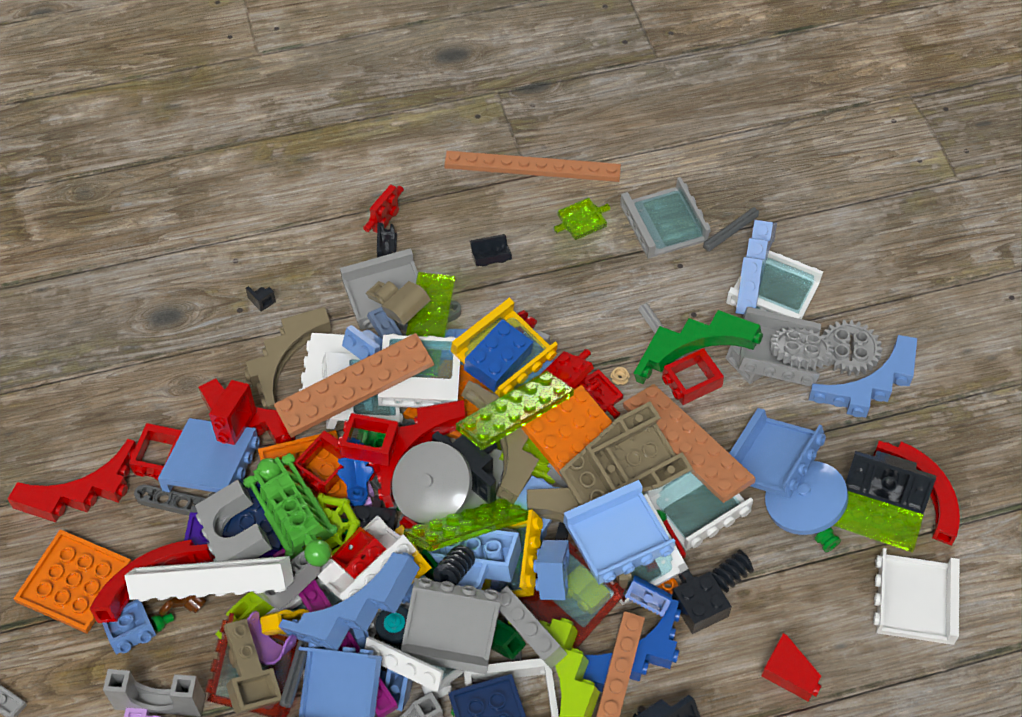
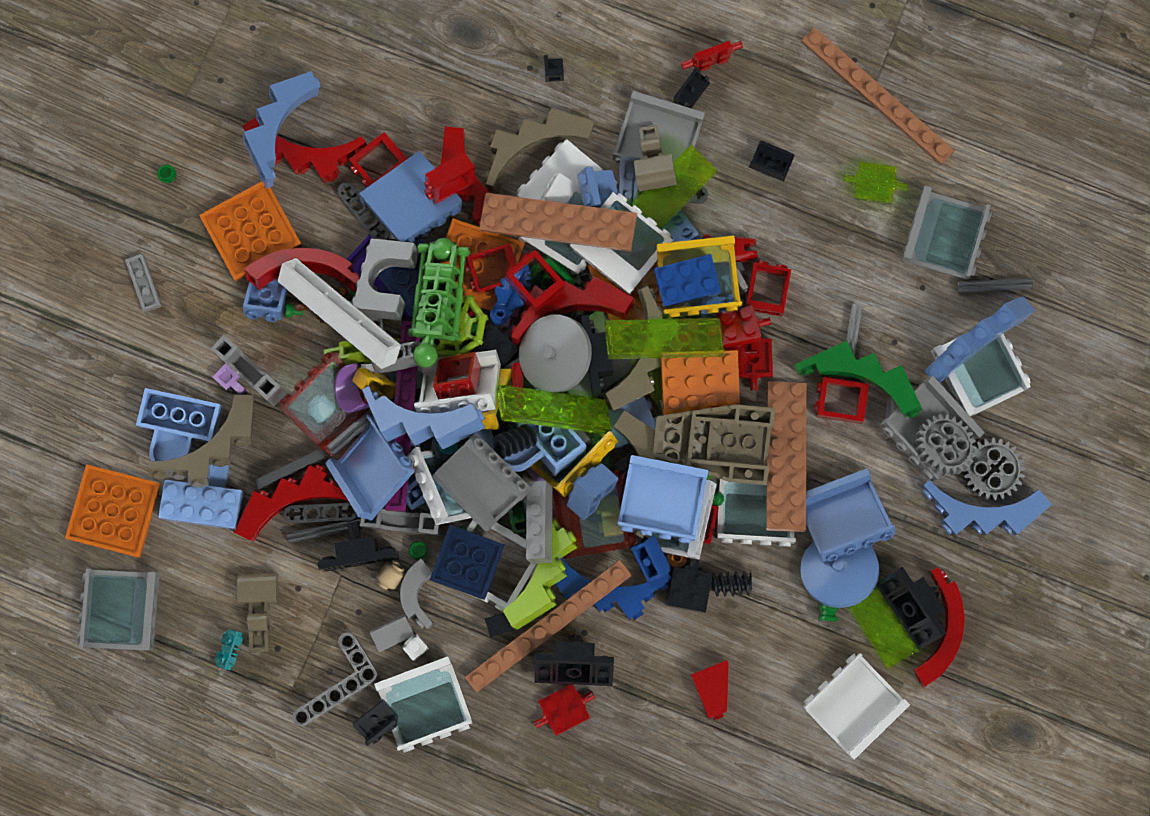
camera: 40 degrees right, 25 degrees up
(34, 490) = (285, 98): none -> medium blue arch
(253, 686) = (318, 421): dark tan plate -> none
(561, 320) = (763, 307): none -> red window
(620, 371) = (785, 351): tan plate -> none

